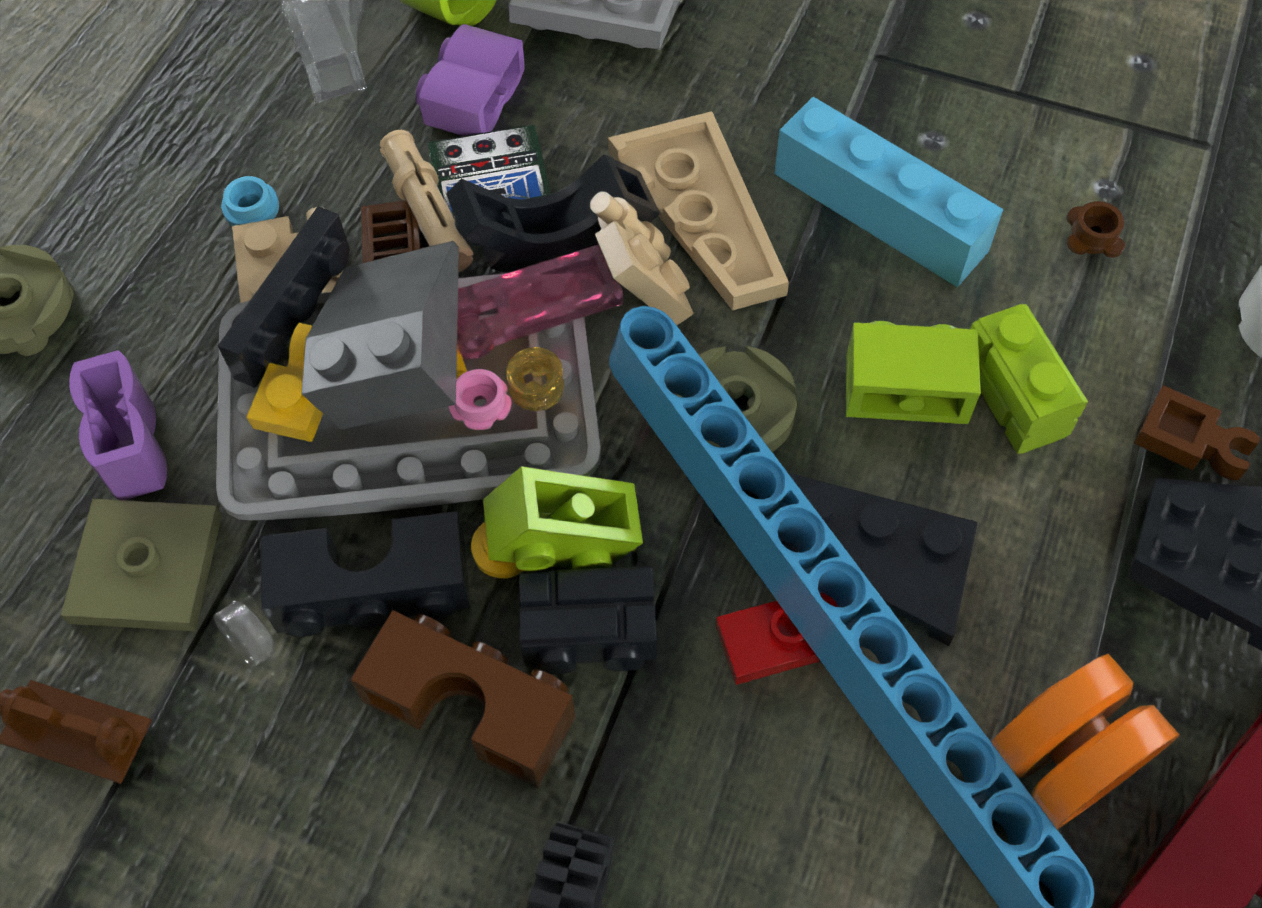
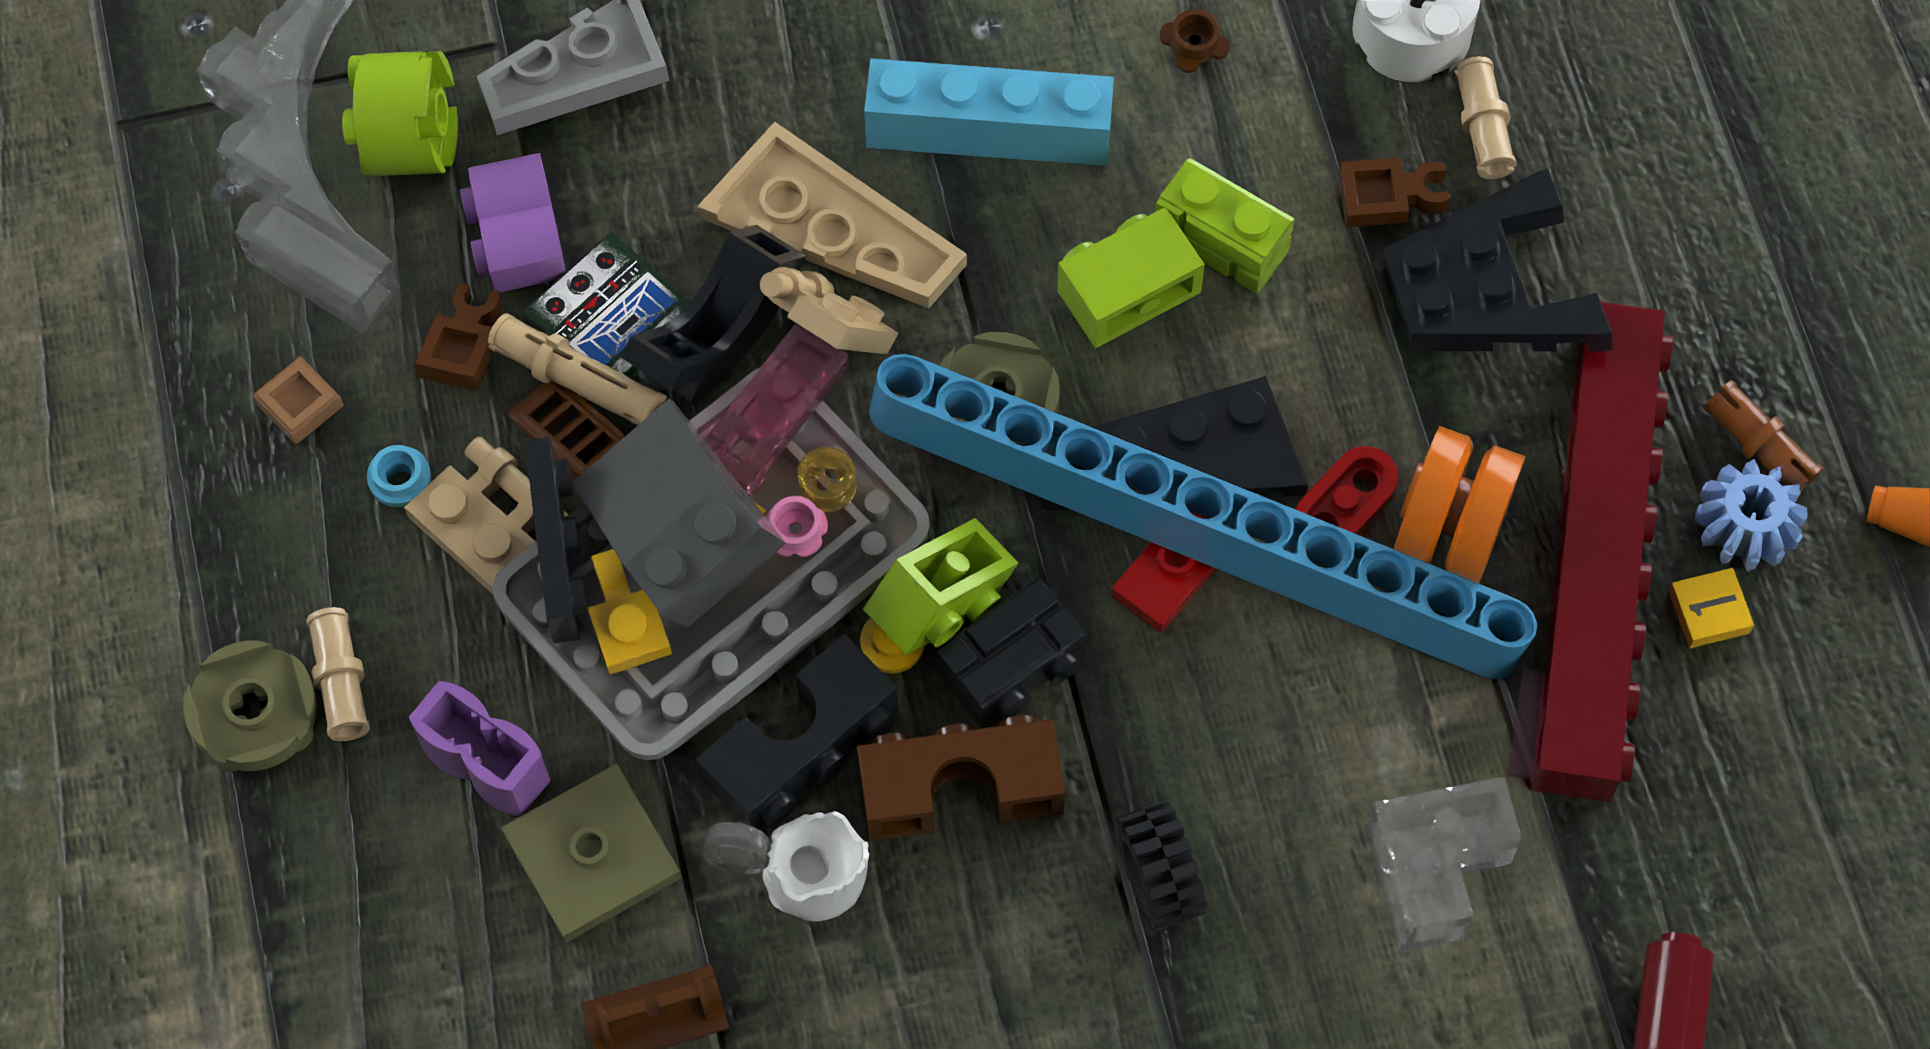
camera: 35 degrees left, 5 degrees up
(84, 314) = (338, 674): none -> tan pin
(231, 119) = (298, 400): none -> medium nougat tile
(287, 693) = (816, 866): none -> white hair
(356, 139) = (458, 346): none -> reddish brown plate
(974, 671) = (1340, 502): none -> red plate

